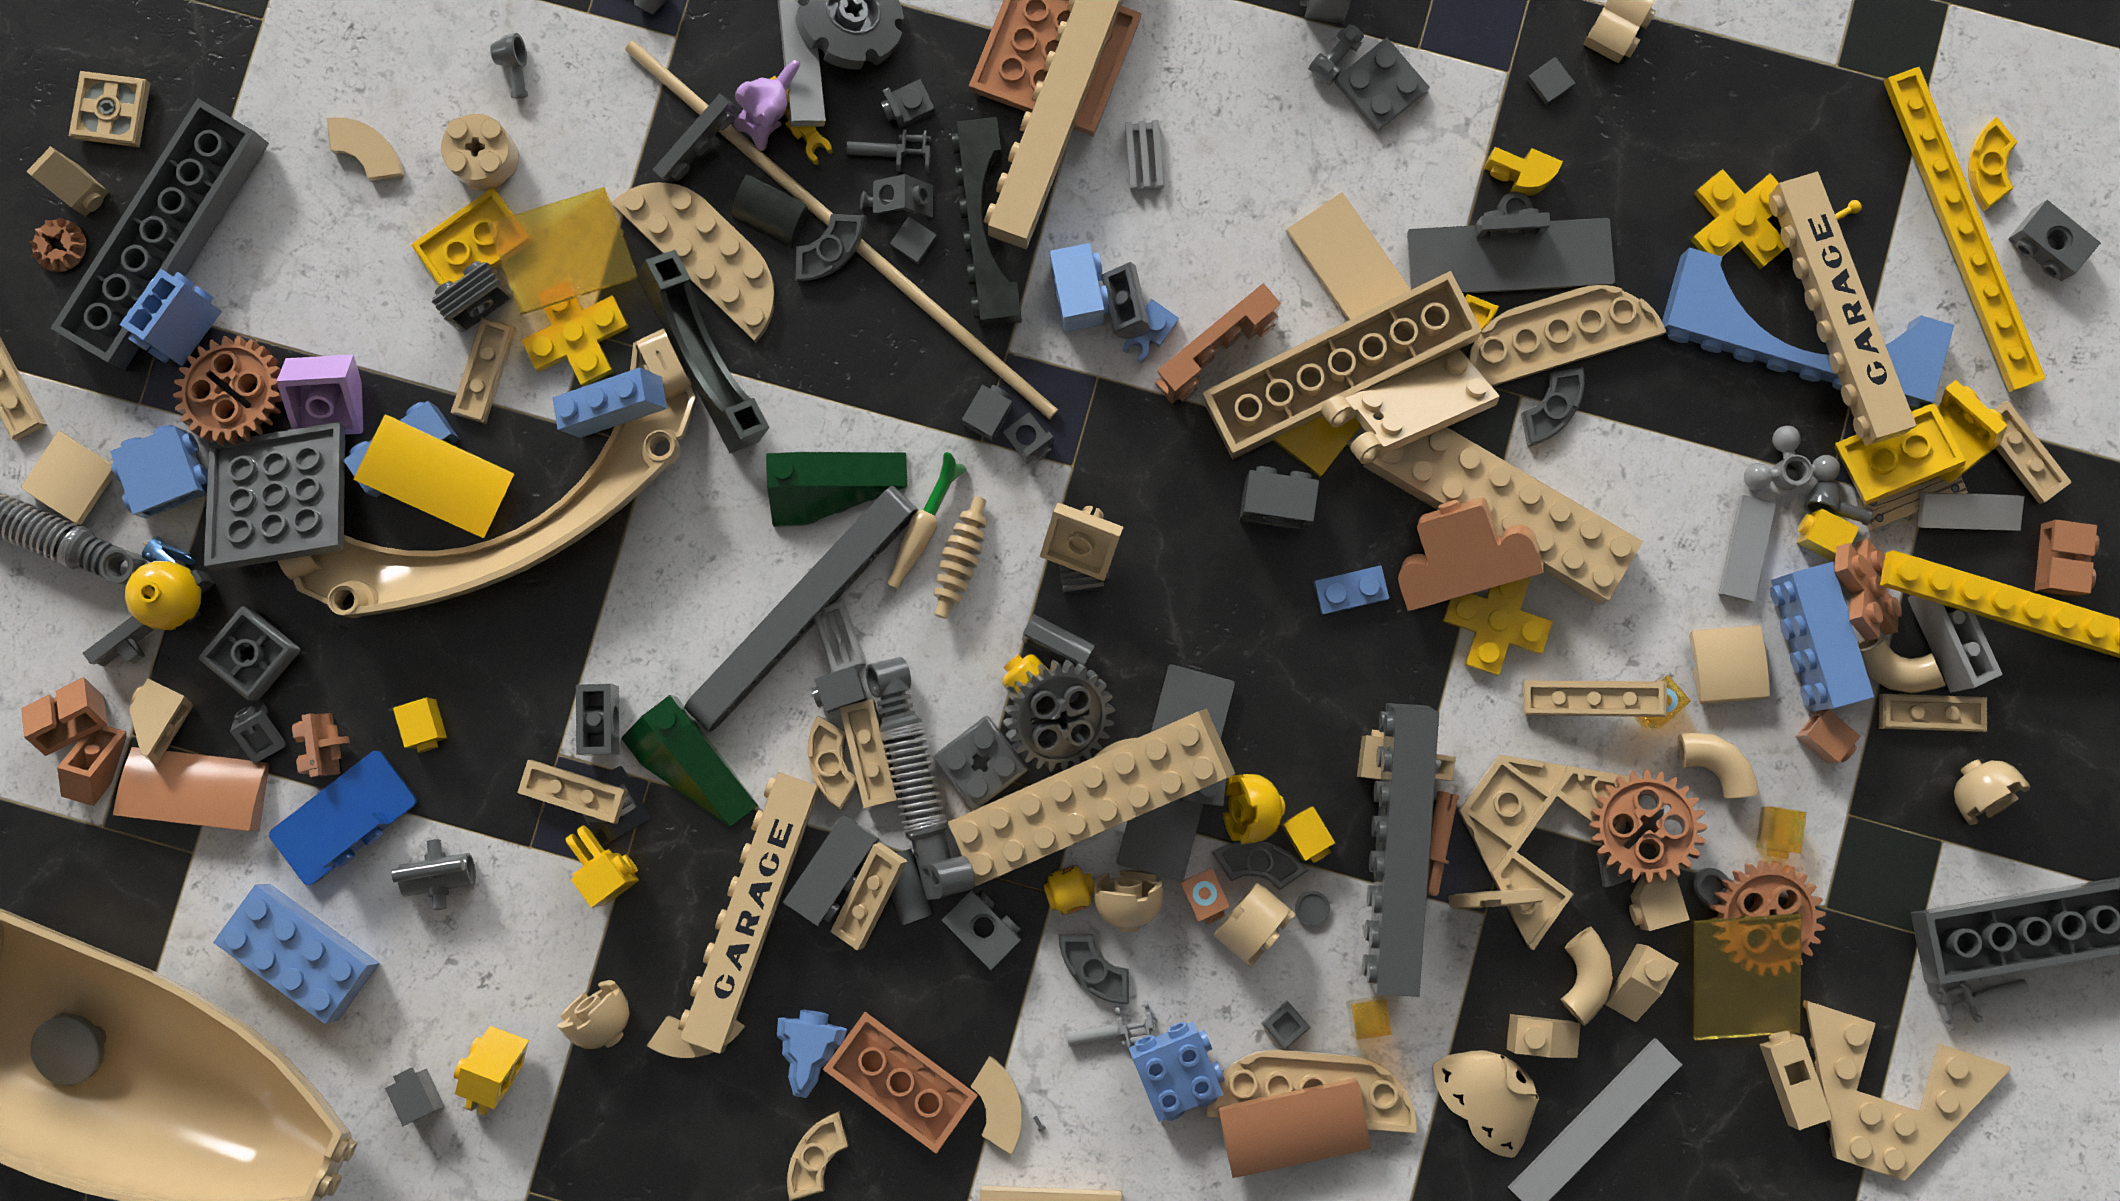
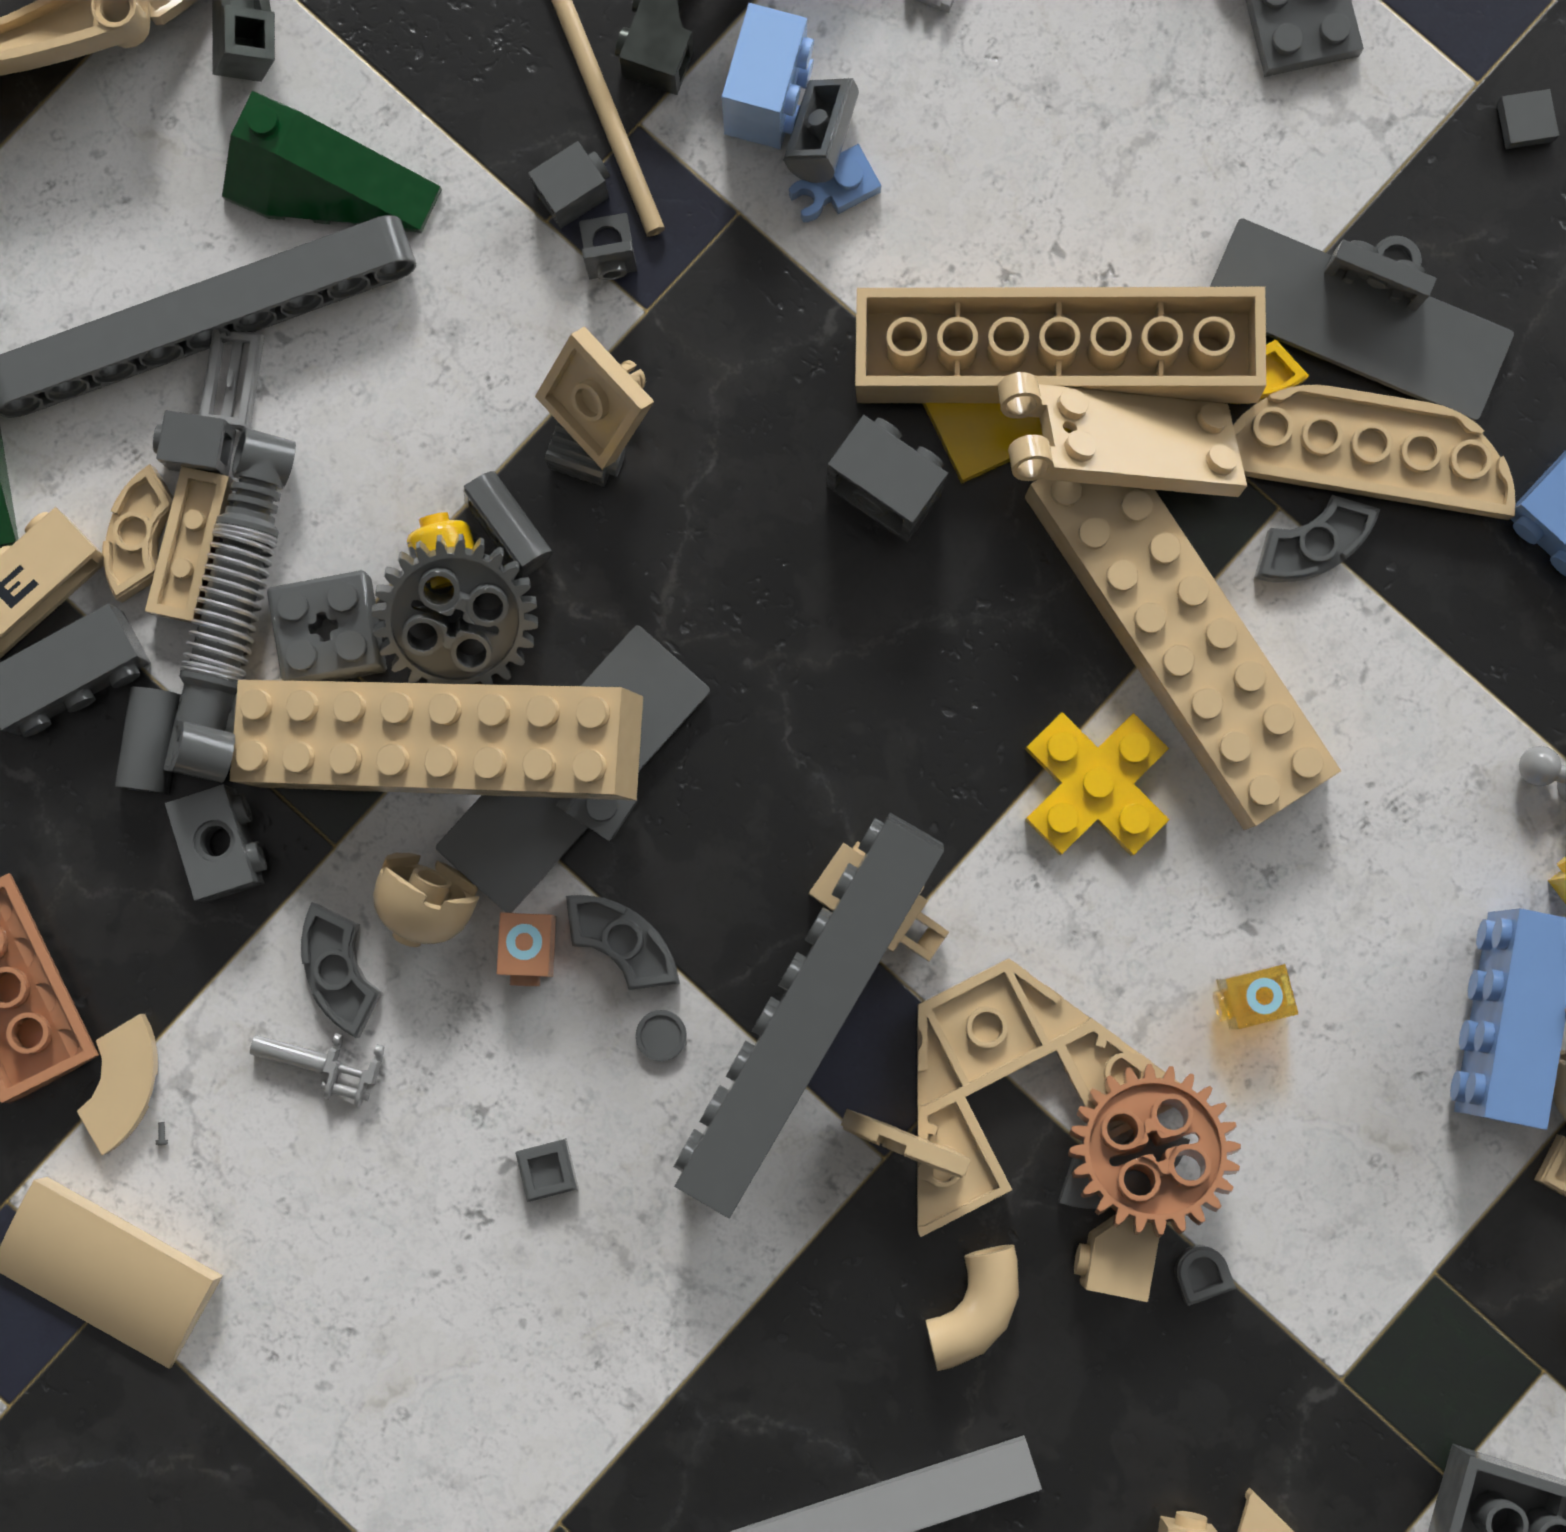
camera: 25 degrees right, 0 degrees up
(868, 896) = (89, 726): tan plate -> none
(924, 522) = (416, 285): tan piece -> none
(960, 557) = (437, 352): tan piece -> none
(1069, 890) = (353, 850): yellow head -> none
(1177, 1070) = (369, 1155): medium blue brick -> none
(1251, 316) = (973, 219): nougat piece -> none
(1253, 808) = (648, 863): yellow cylinder -> none
(1254, 924) = (567, 1014): tan brick -> none
(1282, 1071) = (535, 1274): tan plate -> none
(1294, 1127) = (482, 1308): nougat slope -> none
(1308, 835) = (702, 936): yellow brick -> none
(1346, 258) = (1140, 210): tan tile -> none
(1351, 590) = (925, 648): medium blue plate -> none
(1368, 1017) = (657, 1215): clear yellow brick -> none
(1440, 836) = (867, 1034): nougat axle -> none
(1466, 555) = (1095, 670): nougat brick -> none
(1490, 1097) = (763, 1402): tan piece -> none
(1529, 174) = (1437, 223): yellow brick -> none
(1543, 1037) = (876, 1359): tan slope -> none
(1595, 698) = (1173, 947): tan tile -> none
(1640, 982) = (1041, 1352): tan slope -> none
(1721, 758) = (1302, 1112): tan cylinder -> none
(1730, 664) = (1376, 994): tan slope -> none
(1747, 548) = (1478, 854): light grey tile -> none
(1747, 976) = (1187, 1416): clear yellow piece -> none
(1766, 885) = (1236, 1393): nougat gear -> none
(1781, 831) = (1332, 1248): clear yellow brick -> none
(1829, 737) = (1460, 1156): nougat brick -> none

